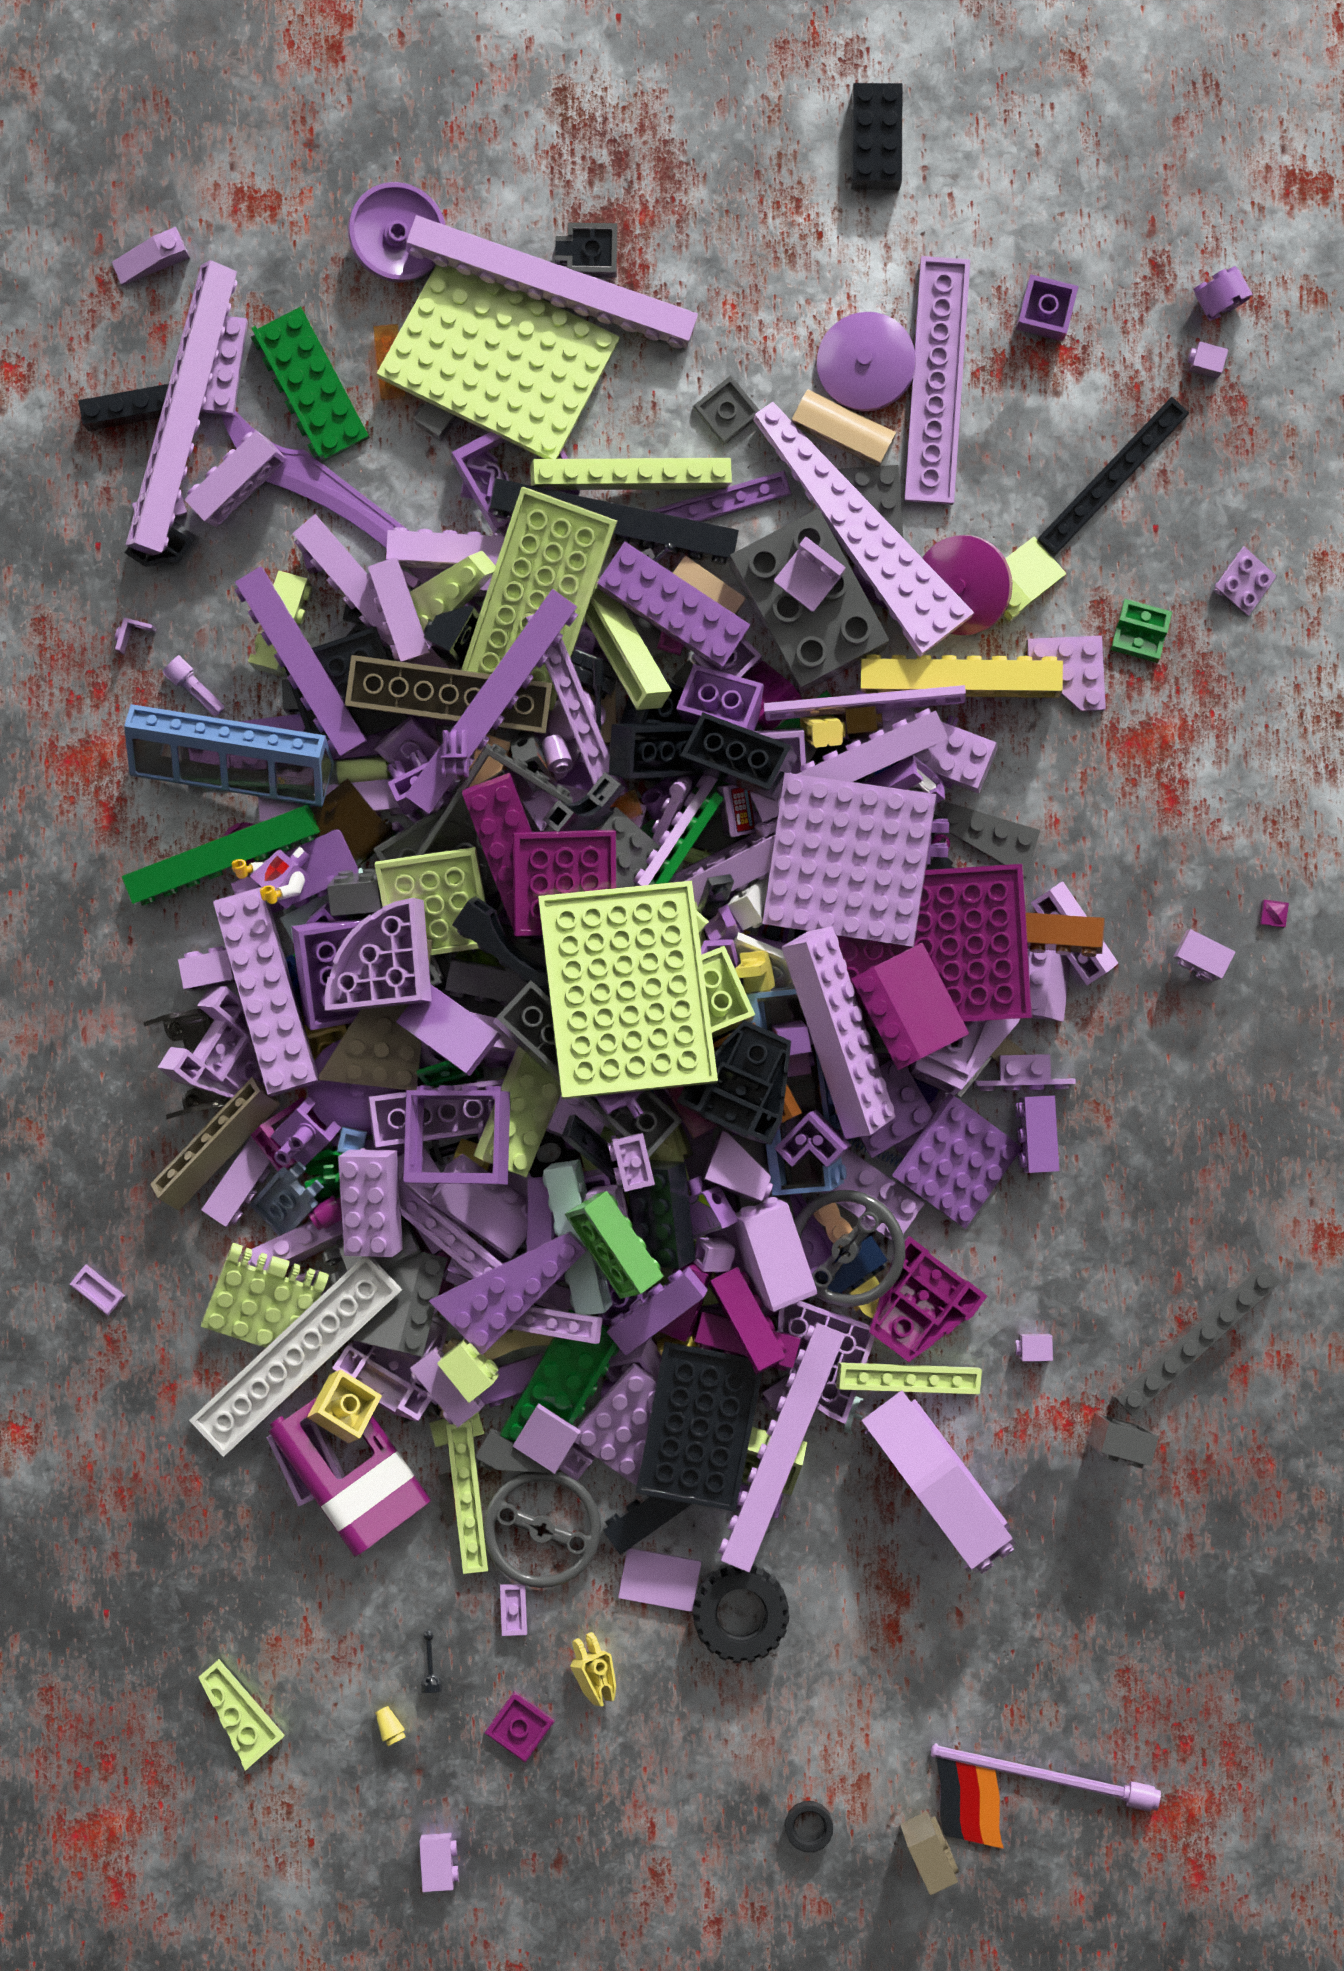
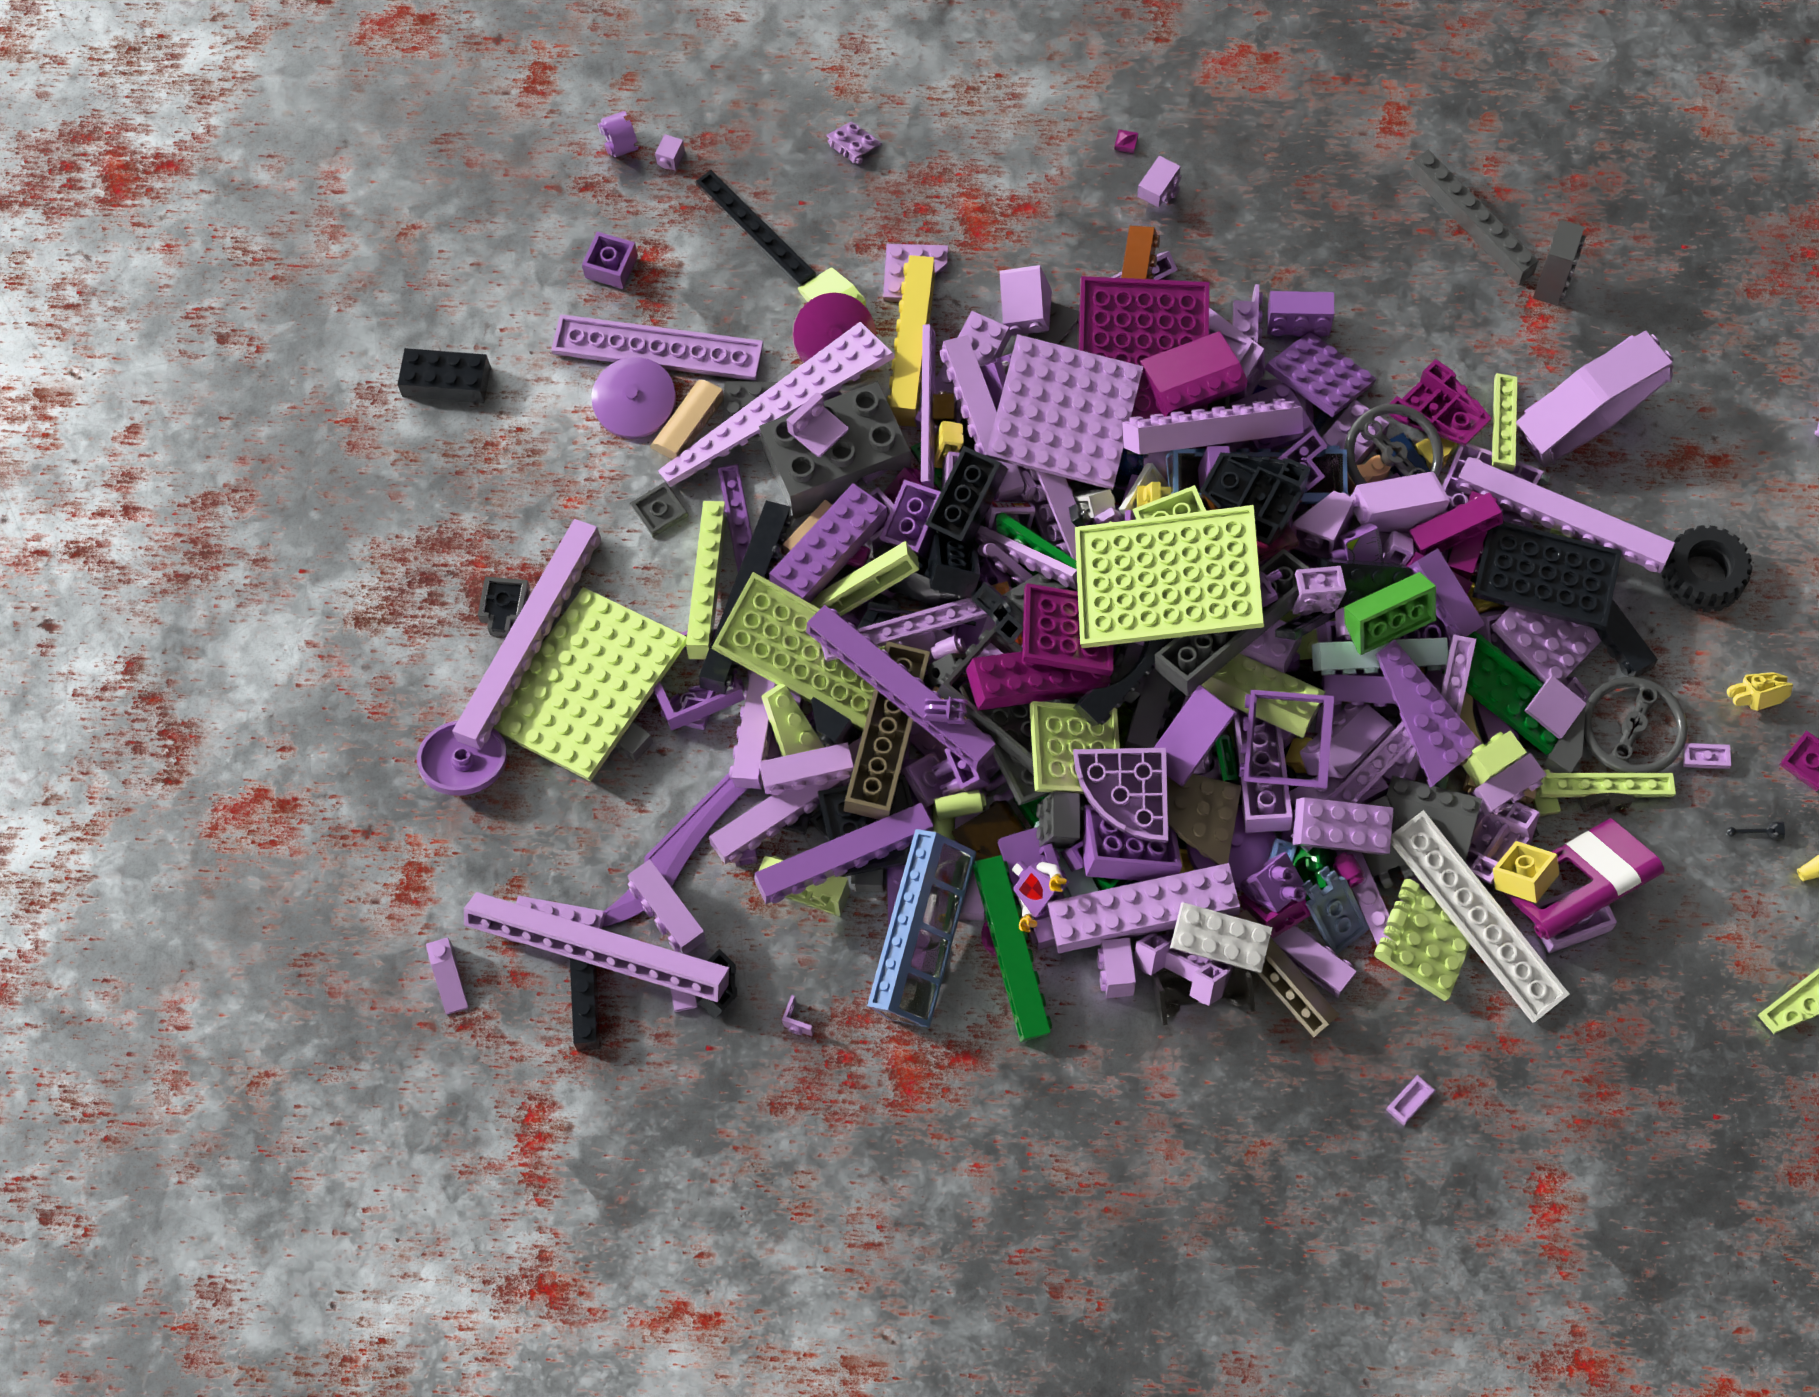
camera: 80 degrees left, 20 degrees down
(181, 674) = (839, 976): lavender piece -> none
(231, 1076) = (1221, 937): none -> white plate
(309, 384) = (586, 847): green bracket -> none
(376, 783) = (959, 804): none -> yellowish green brick
(384, 338) = (558, 777): clear orange tile -> none
(659, 1579) = (1678, 636): lavender tile -> none
(1025, 807) = (1025, 300): none -> lavender slope
(1034, 1347) = (1478, 332): lavender brick -> none
(1141, 630) = (885, 217): green slope -> none

